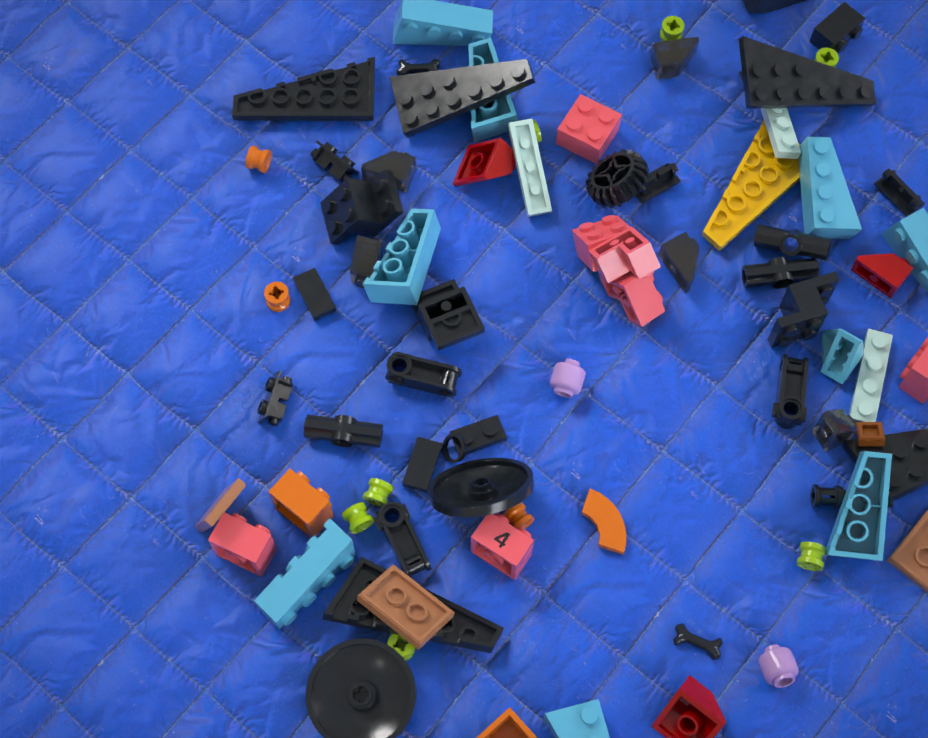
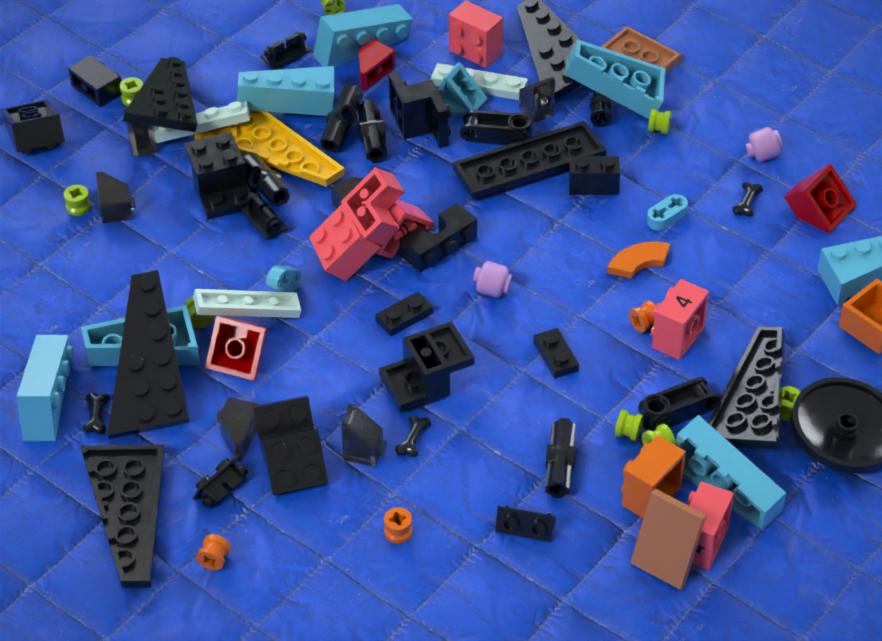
camera: 90 degrees left, 20 degrees down
(314, 294) = (392, 494): black tile -> none
(391, 314) = (417, 427): none -> black piece
(405, 606) = (753, 388): nougat tile -> none
(406, 262) = (382, 397): medium azure wedge -> none
(422, 464) = (591, 395): black tile -> none
(423, 374) = (490, 396): black piece -> none
(463, 448) = (586, 366): black piece -> none
(481, 487) = (625, 326): black dish -> none
(530, 304) = (404, 313): none -> black plate
(563, 196) = (283, 278): none -> medium azure beam
(588, 129) = (198, 261): coral brick -> none
(617, 178) = (262, 216): black gear -> none
(639, 348) = (425, 249): none -> black arch
(678, 551) = (669, 213): none -> medium azure beam
(699, 177) = (265, 180): none -> black piece
(702, 137) = (218, 174): none -> black bracket
(719, 481) = (594, 175): none -> black brick
(746, 422) = (526, 160): none -> black plate
(870, 434) = (538, 75): dark orange tile -> none

